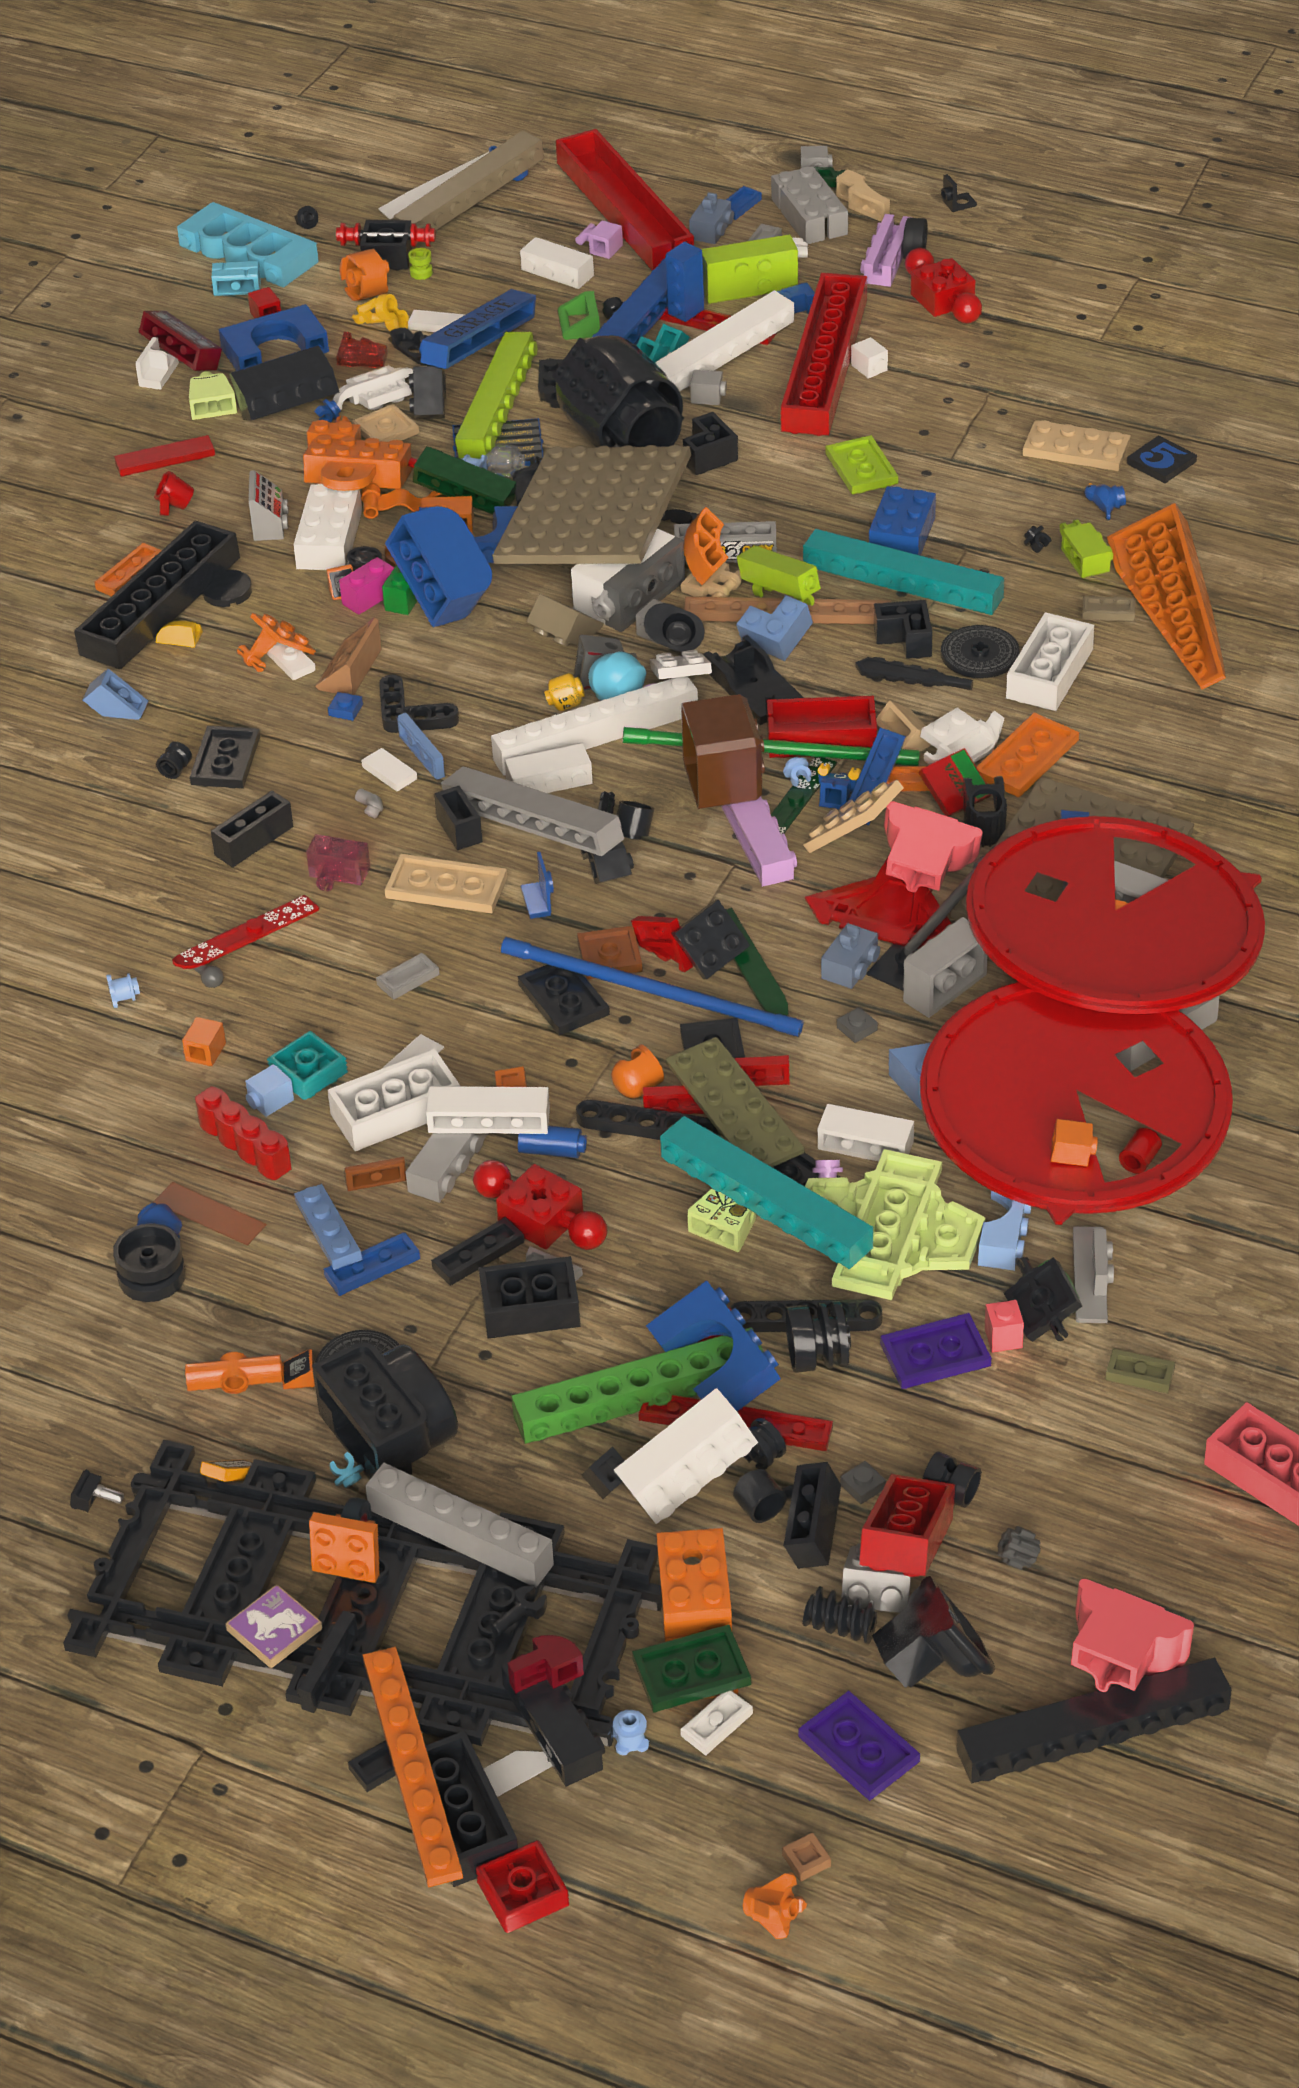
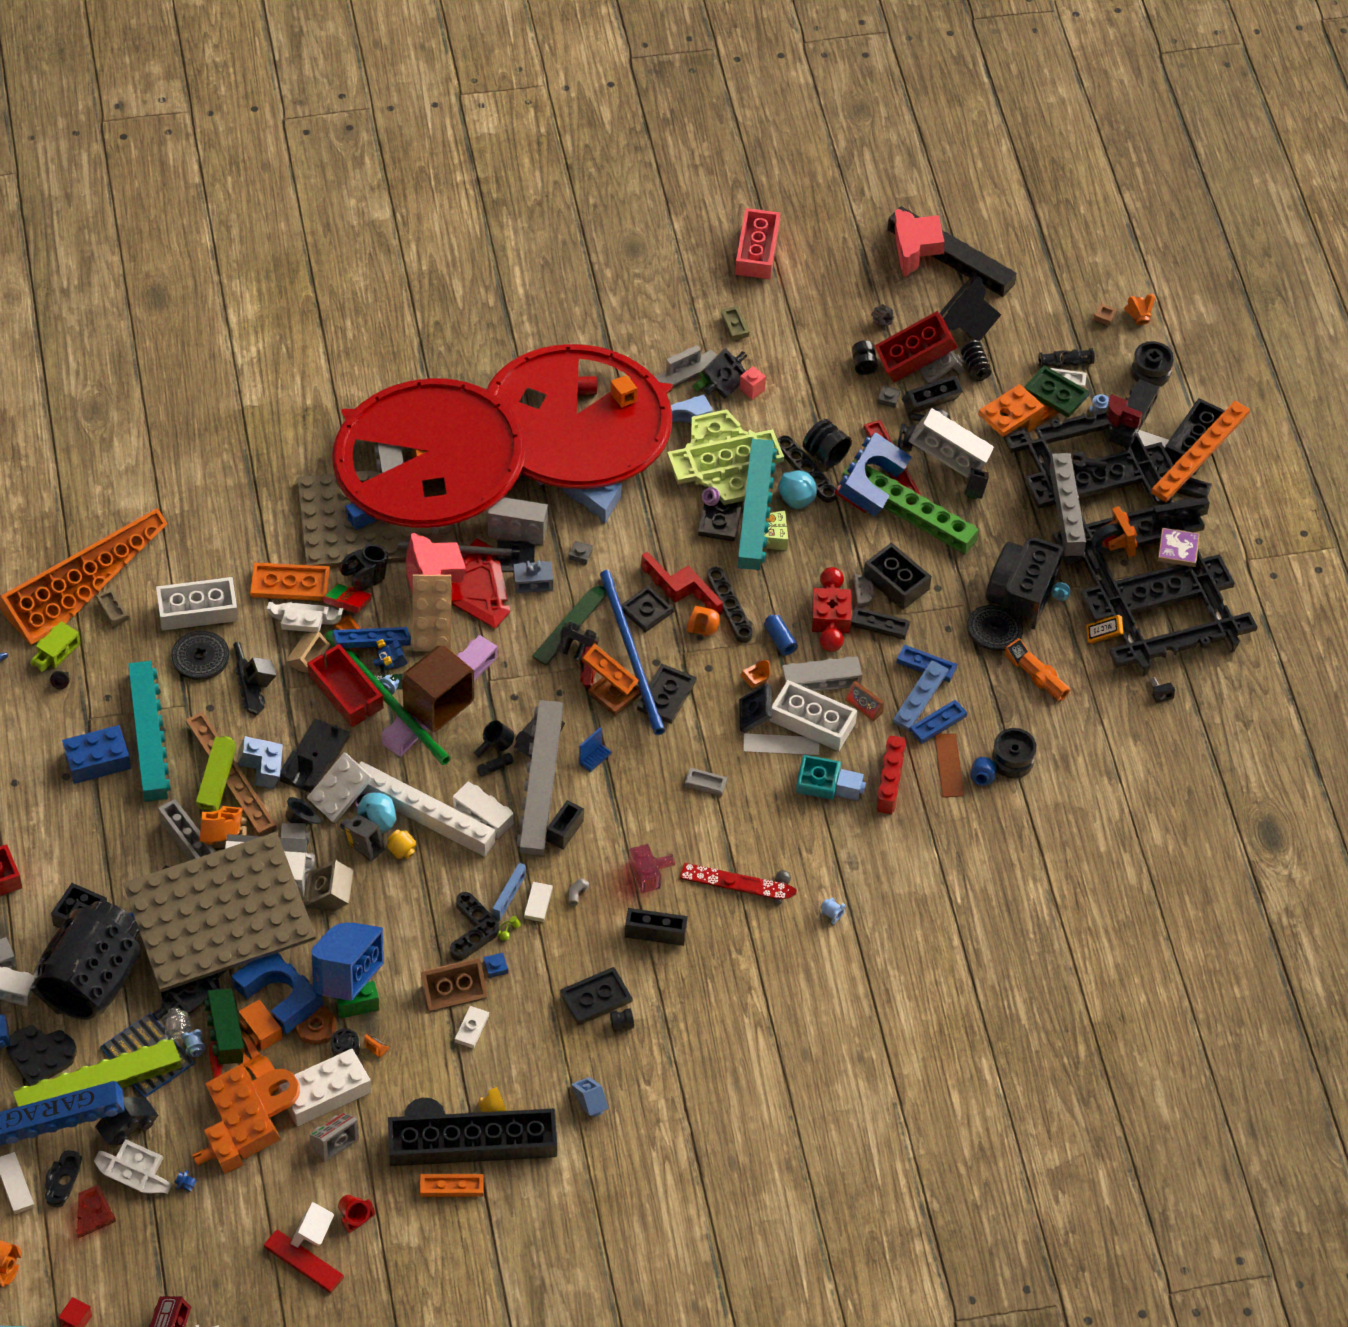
camera: 130 degrees left, 10 degrees up
(185, 460) = (313, 1225): none -> white panel
(204, 1041) = (839, 840): orange brick -> none
(211, 396) = (215, 1274): yellowish green torso -> none
(269, 636) = (463, 1033): orange plate -> none
(275, 1226) = (938, 721): none -> blue plate
(283, 383) = (184, 1215): black slope -> none
(295, 324) = (130, 1302): blue arch -> none
(363, 586) = (372, 1021): dark pink brick -> none
(375, 727) = (504, 935): none -> lime piece
(386, 311) = (41, 1210): yellow piece -> none
(387, 424) = (177, 1133): tan plate -> none
(446, 883) = (619, 805): tan plate -> none
(457, 1050) = (755, 708): none -> black tile
(488, 1109) = (796, 654): white brick -> none
(541, 1891) = (1211, 392): red brick -> none
(627, 931) = (610, 669): none -> orange plate
(648, 1845) = (1152, 363): none -> black wheel
(734, 1102) = (698, 557): olive bracket -> none
(757, 1743) = (1072, 357): none -> black piece
(768, 1270) = (797, 489): none -> medium azure piece
(859, 1745) = (1035, 324): dark purple plate -> none
(861, 464) = (37, 815): lime plate -> none
(863, 1133) = (665, 502): white brick -> none
(904, 623) = (210, 692): black brick -> none
(904, 673) = (259, 672): none -> black brick
(935, 1351) = (787, 405): dark purple plate -> none

